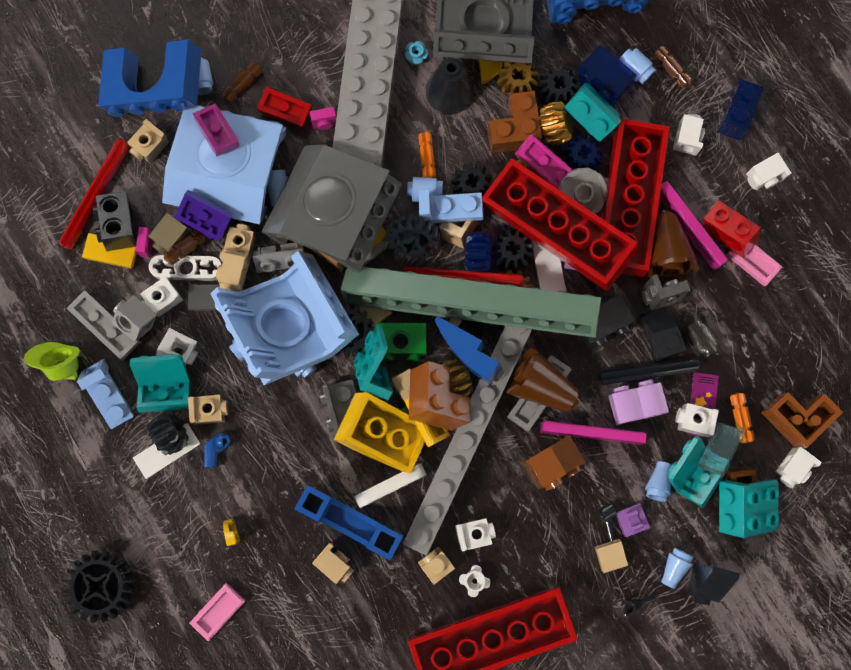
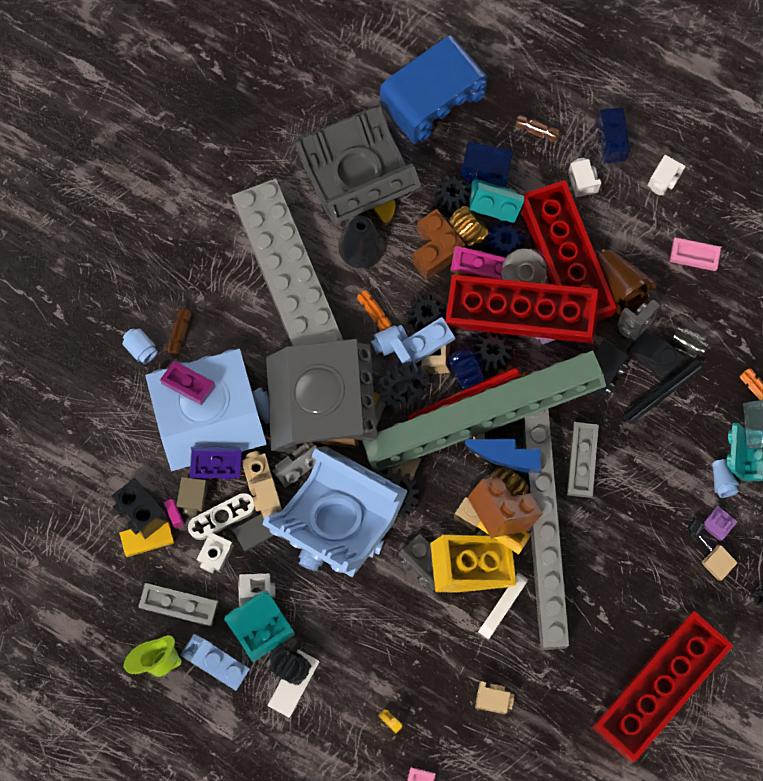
camera: 25 degrees left, 5 degrees down
(97, 188) = (104, 516): red axle -> none
(133, 318) = (203, 583): light grey brick -> none
(155, 144) = (132, 434): tan brick -> none
(173, 91) = (131, 368): blue arch -> none
(184, 247) = (212, 499): reddish brown axle -> none
(196, 409) = (309, 636): tan brick -> none
(213, 448) = (334, 656): blue arm -> none
(284, 108) = (229, 334): red plate -> none
(323, 118) = (269, 325): dark pink plate -> none
(349, 522) = (520, 653): blue arch -> none
(370, 374) = (429, 509): teal bracket -> none
(413, 58) = (315, 234): medium azure plate -> none
(415, 335) = (452, 468): green brick -> none
(436, 565) = (580, 651): tan brick -> none
(465, 538) = (590, 613): white brick -> none
(475, 573) = (626, 644): white plate -> none
(517, 70) = (420, 211): pearl gold gear -> none
(542, 383) = (582, 449): reddish brown cone -> none
(547, 269) = (530, 352): white tile -> none
(553, 463) = (628, 511): dark orange brick -> none
(593, 432) = (646, 468): dark pink tile -> none
(638, 64) = (508, 141): light blue brick -> none
(638, 403) = (669, 423): lavender brick -> none
(687, 424) = (718, 418): white brick -> none
(692, 227) = (630, 253): dark pink tile -> none
(703, 393) = (721, 396): magenta sticker -> none
(731, 229) = (662, 238): red brick -> none

